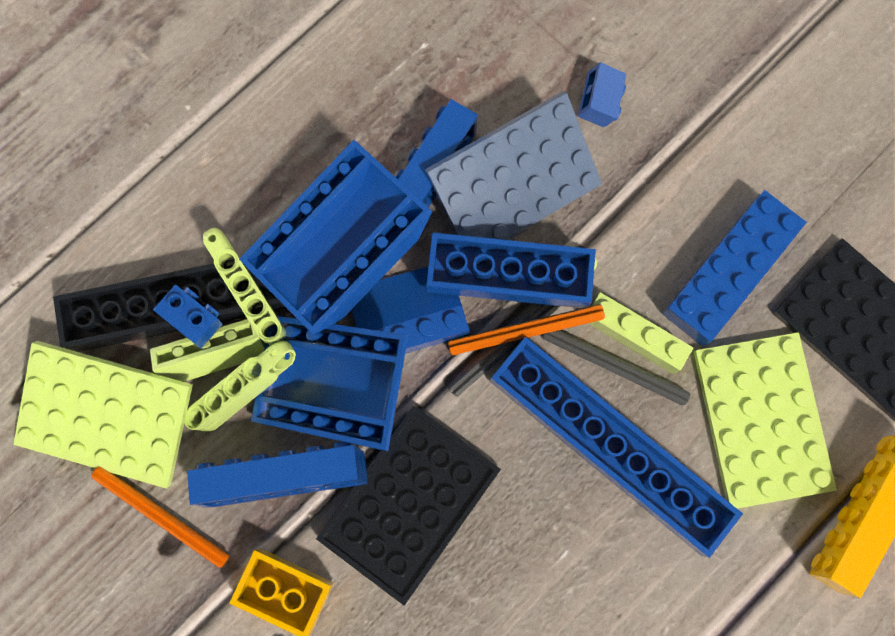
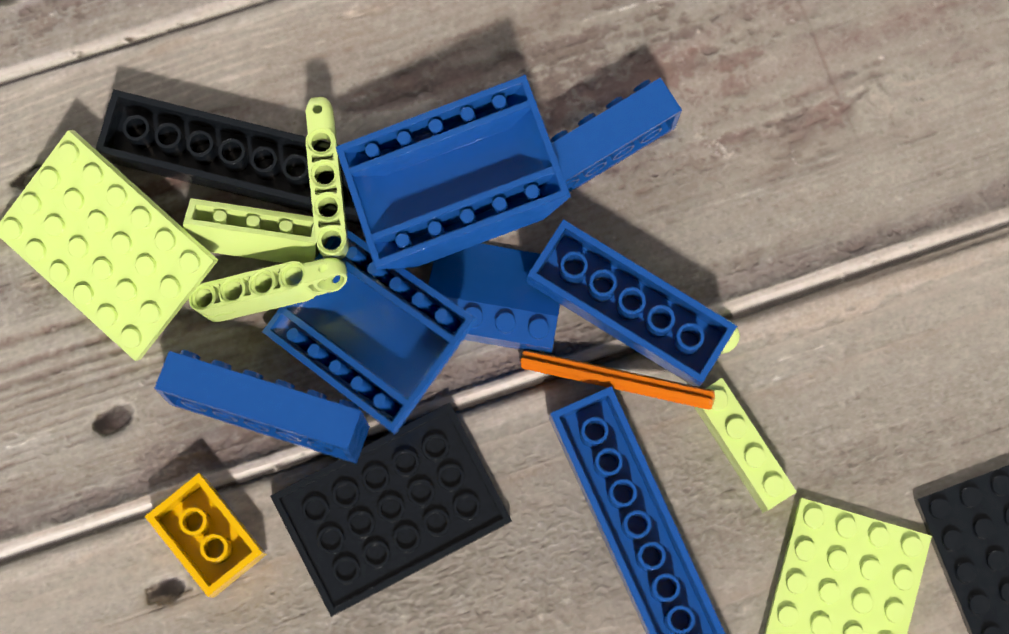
camera: 25 degrees right, 0 degrees up
(160, 516) = (113, 388): orange axle -> none
(188, 316) = (250, 183): blue brick -> none
(493, 355) = (568, 391): dark grey axle -> none
(516, 173) = (694, 197): sand blue plate -> none
(602, 95) = (842, 153): brick -> none
(618, 366) = (702, 472): dark grey axle -> none
(734, 268) = (893, 425): blue brick -> none

